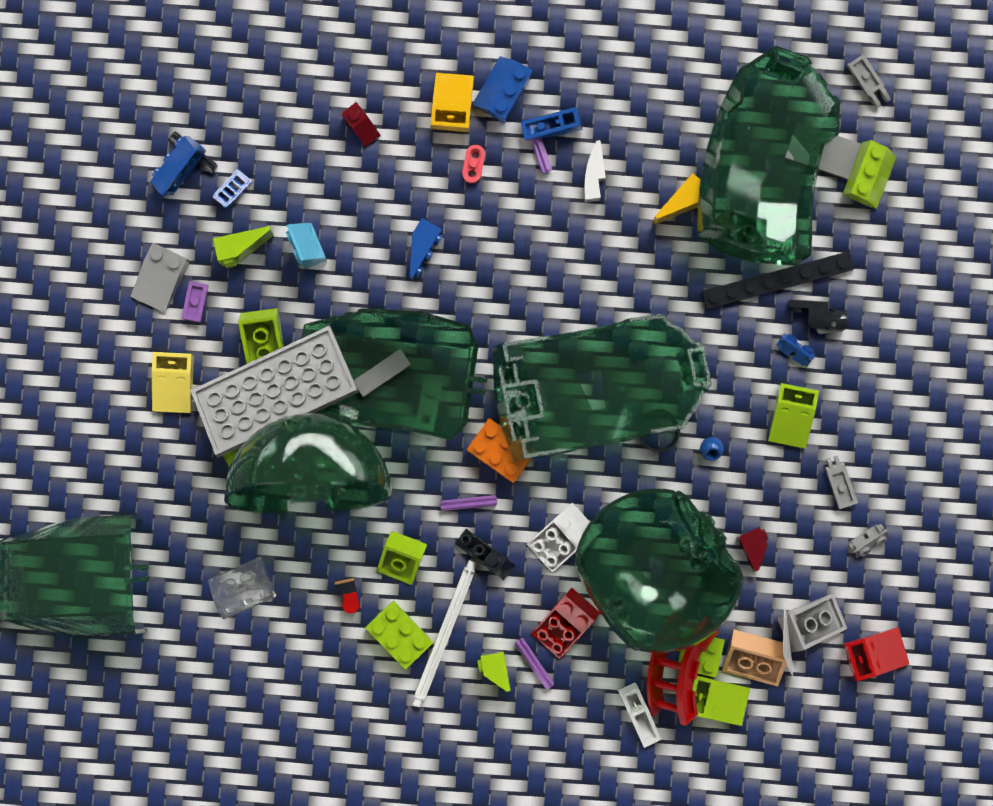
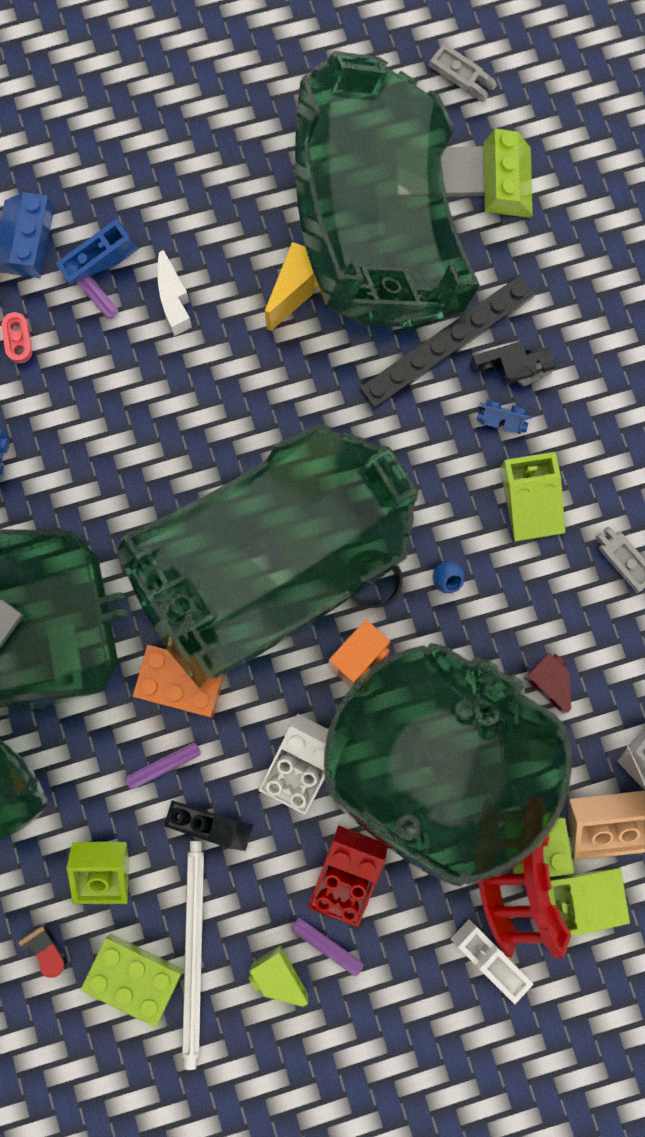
camera: 25 degrees left, 5 degrees down
(629, 479) = (359, 653): none -> orange brick

